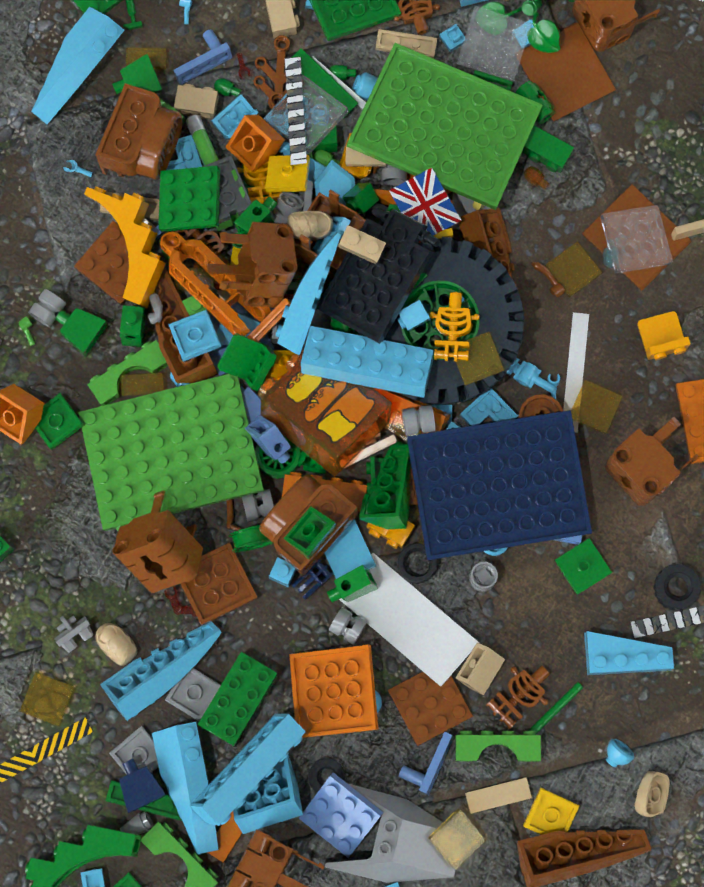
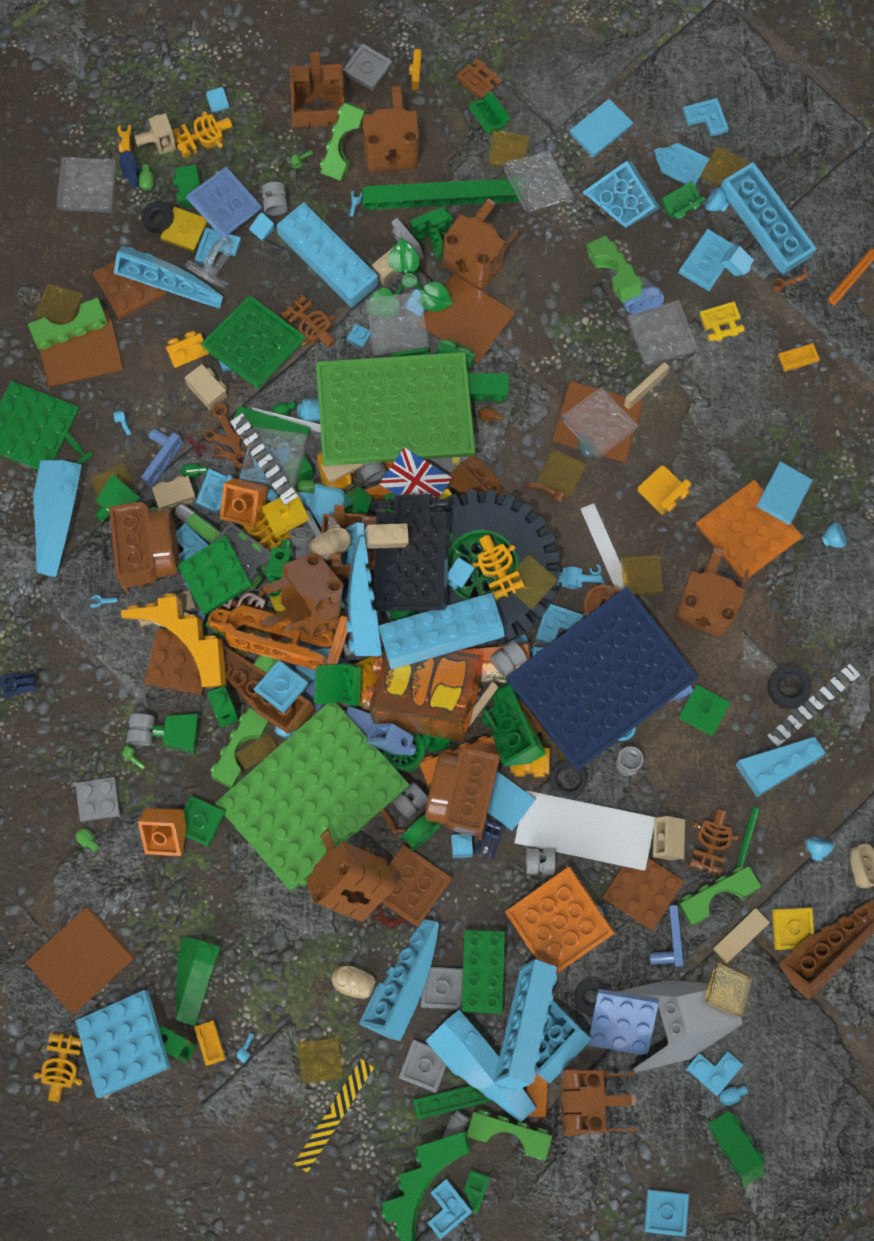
camera: 30 degrees left, 5 degrees down
(65, 638) = (309, 988): light grey hips -> none
(139, 786) = (441, 1091): dark blue torso -> none
(157, 307) = (236, 680): light grey arm -> none
(310, 532) = (472, 796): green slope -> none
(360, 581) = (533, 819): green torso -> none
(418, 43) = (307, 364): tan tile -> none

